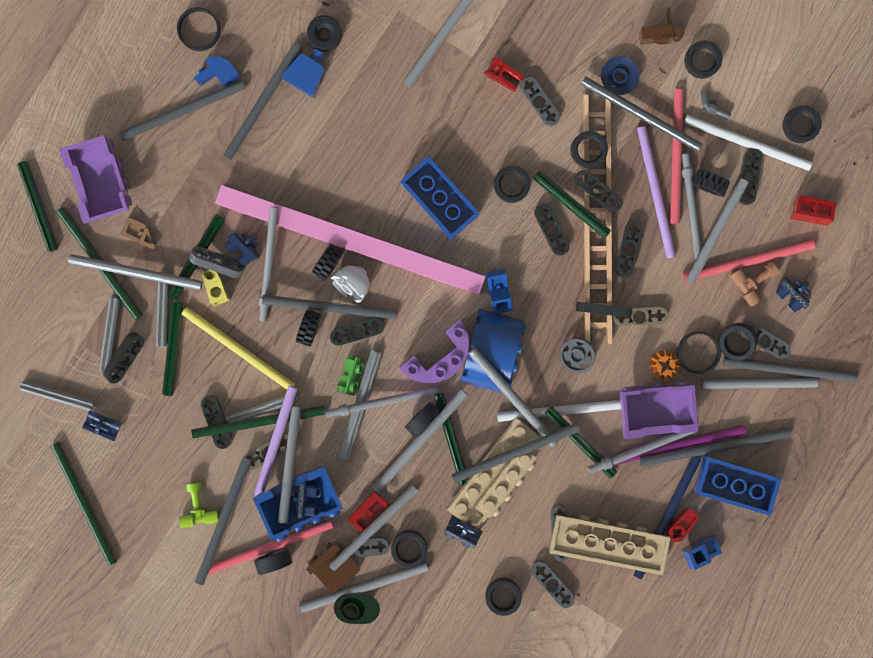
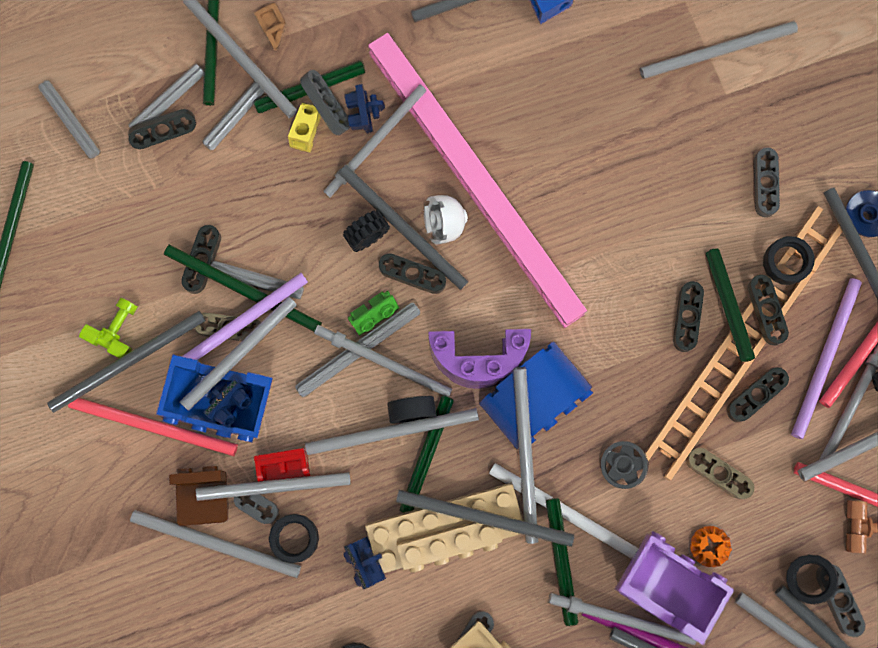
camera: 30 degrees right, 10 degrees down
(102, 425) = (86, 177): dark blue hips -> none
(172, 348) = (221, 151): dark green axle -> none
(237, 348) = (280, 202): light yellow piece -> none
(273, 561) = (143, 442): black tyre -> none
(327, 262) = (435, 180): black tyre -> none
(356, 608) = (189, 560): dark green piece -> none
(439, 198) = (596, 200): blue brick -> none
(498, 77) = (748, 121): red piece -> none
(499, 291) = (590, 336): blue brick -> none
(526, 184) = (696, 232): black tyre -> none
(603, 309) = (688, 435): pearl dark grey beam -> none
(717, 358) = (784, 560): black tyre -> none

